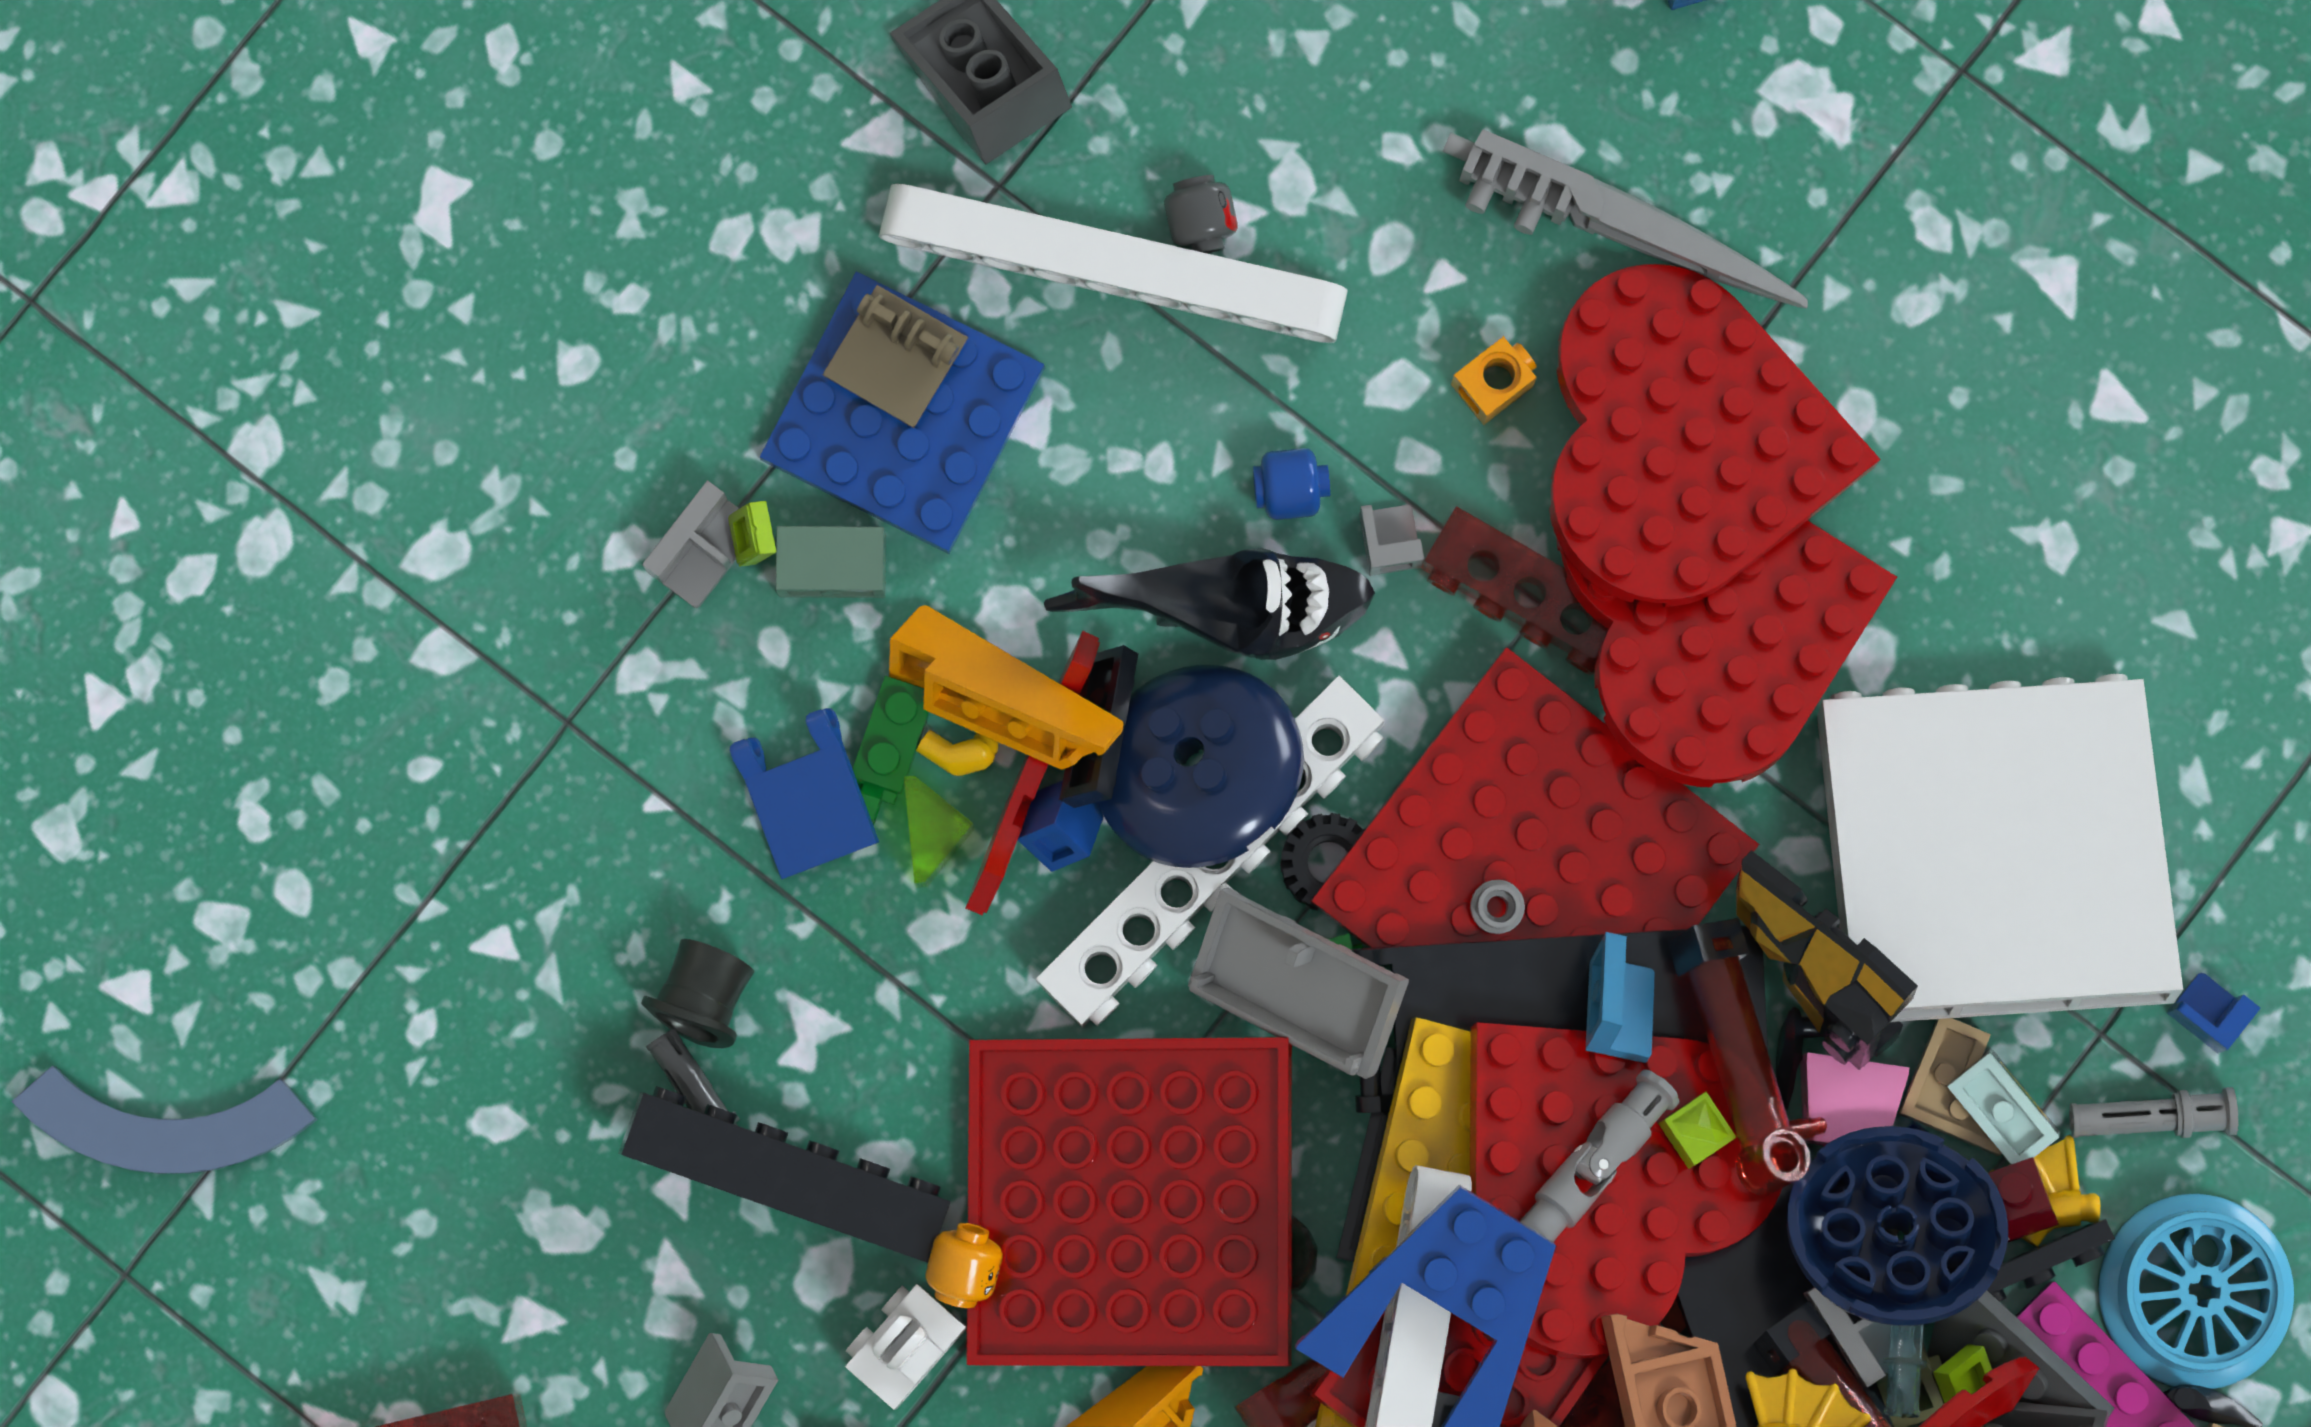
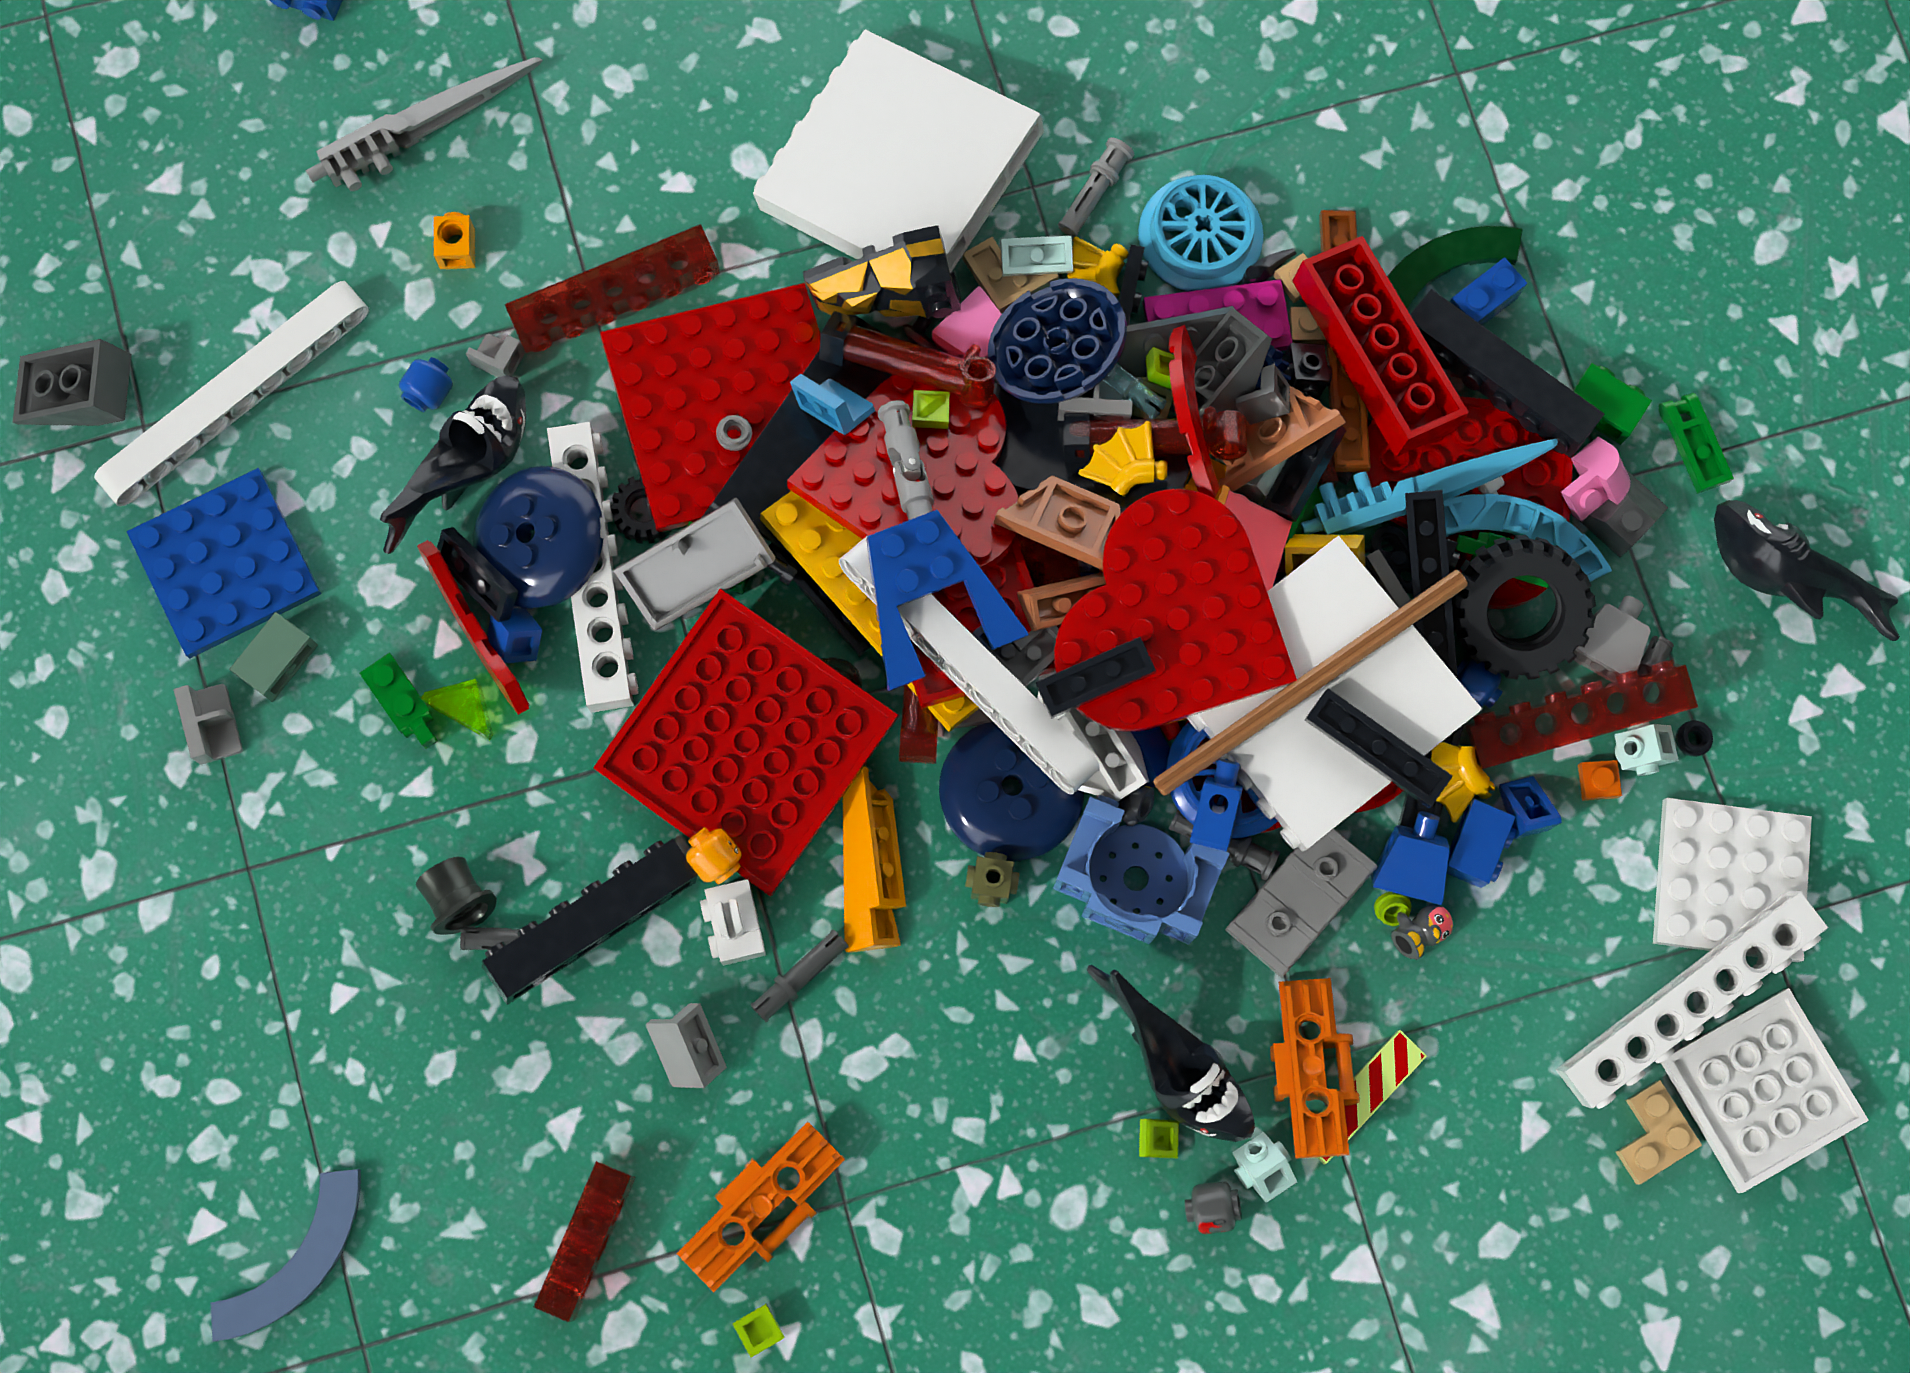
camera: 60 degrees left, 5 degrees down
(752, 533) = (223, 687): lime tile -> none
(809, 804) = (397, 763): blue flag -> none
(895, 356) = (187, 540): dark tan hinge -> none
(958, 758) = (436, 663): yellow arm -> none
(997, 693) = (414, 615): light orange wedge -> none
(1200, 213) = (242, 326): dark grey head -> none
(1689, 438) = (564, 163): red plate -> none
(1735, 676) = (664, 212): red plate -> none
(2024, 1199) = (1091, 269): dark red brick -> none
(2212, 1012) = (1065, 123): blue panel -> none

